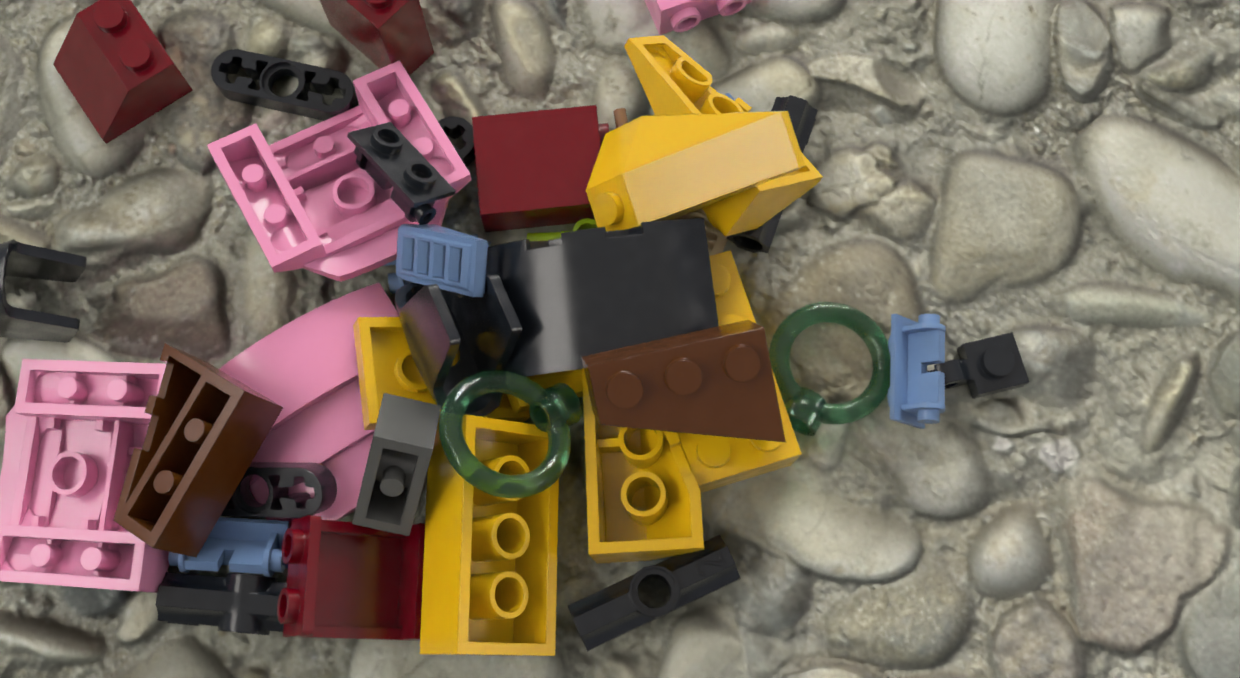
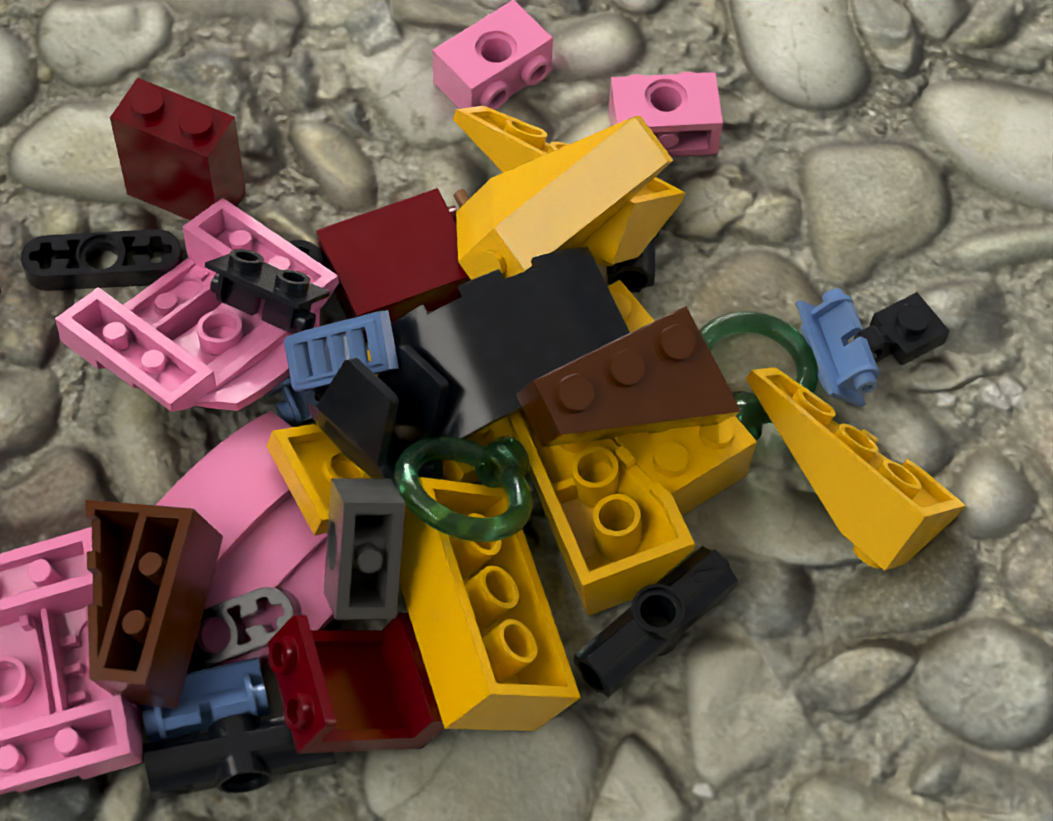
camera: 20 degrees left, 15 degrees down
(854, 104) = (677, 108): none -> bright pink brick
(890, 521) = (874, 502): none -> yellow wedge

